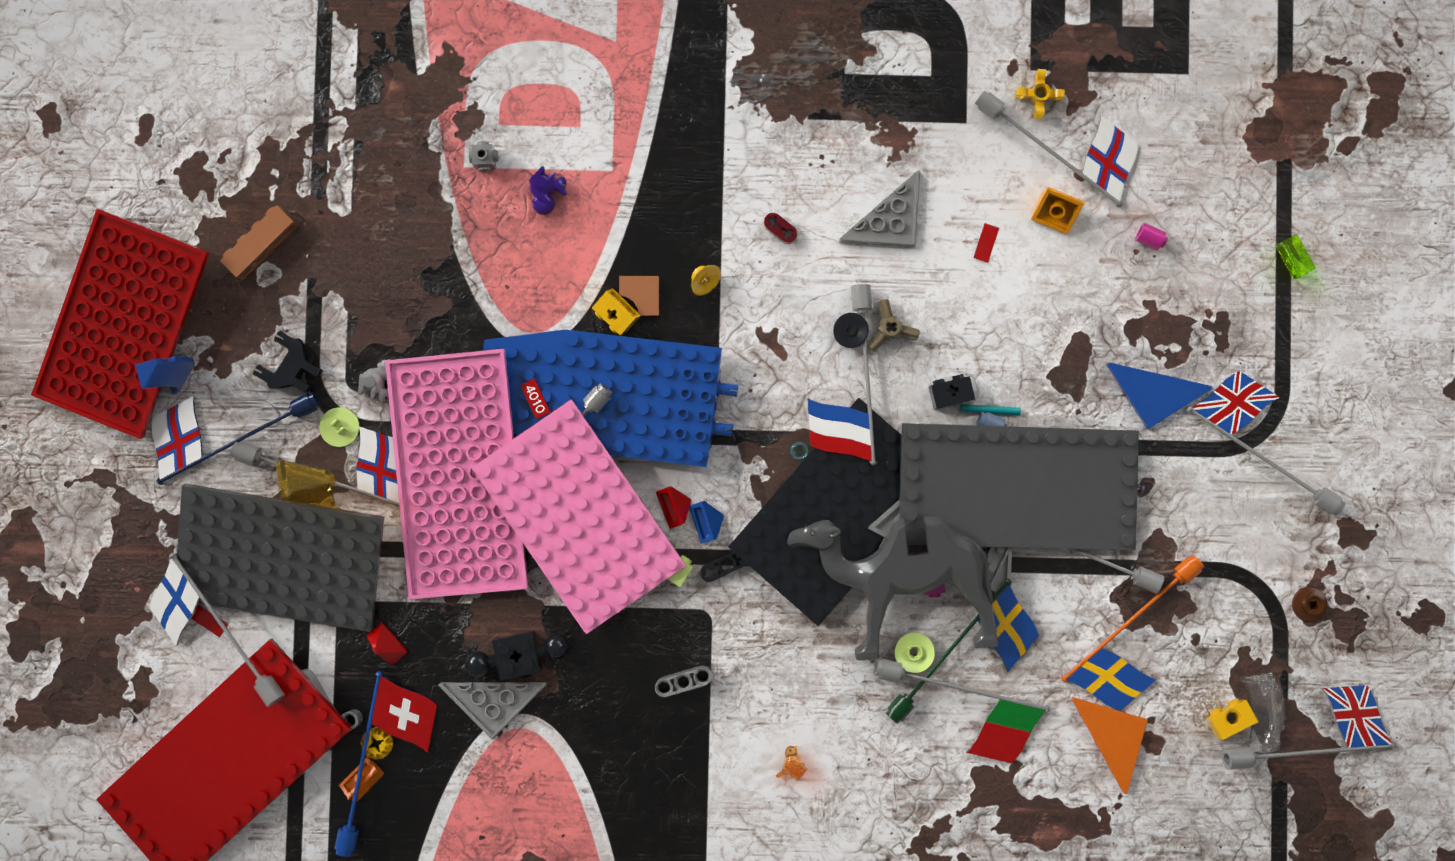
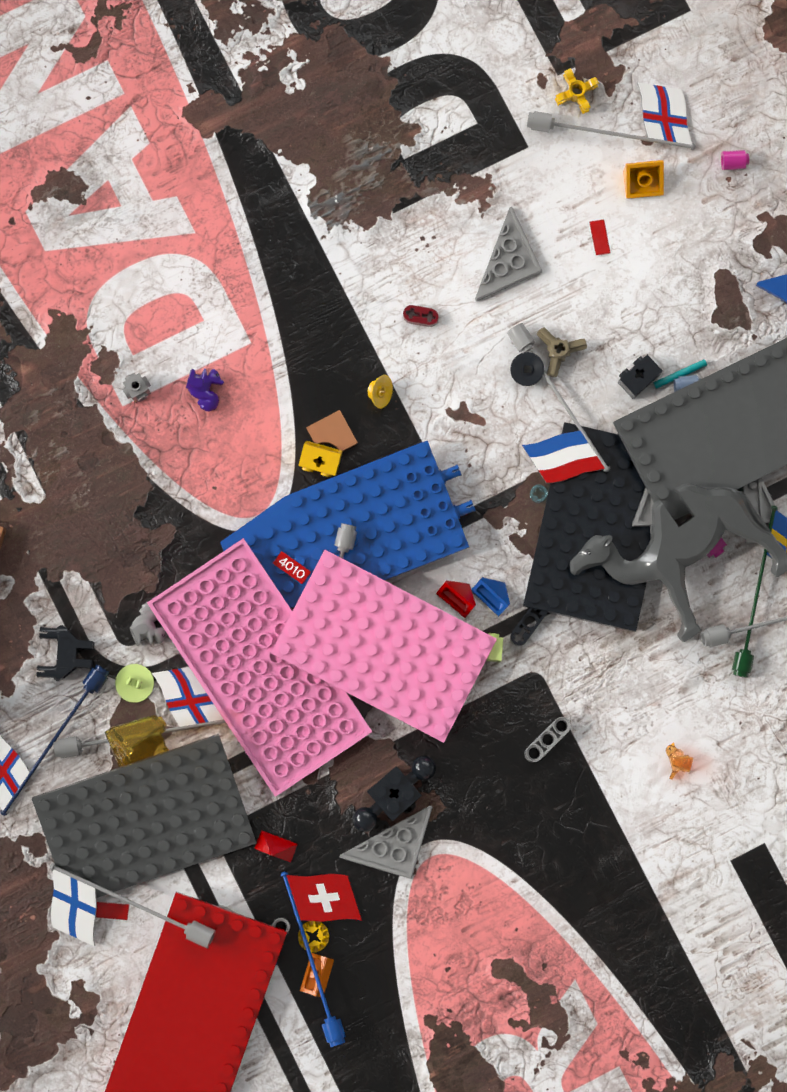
camera: 30 degrees left, 5 degrees down
(924, 656) = (738, 608): yellowish green dish -> none

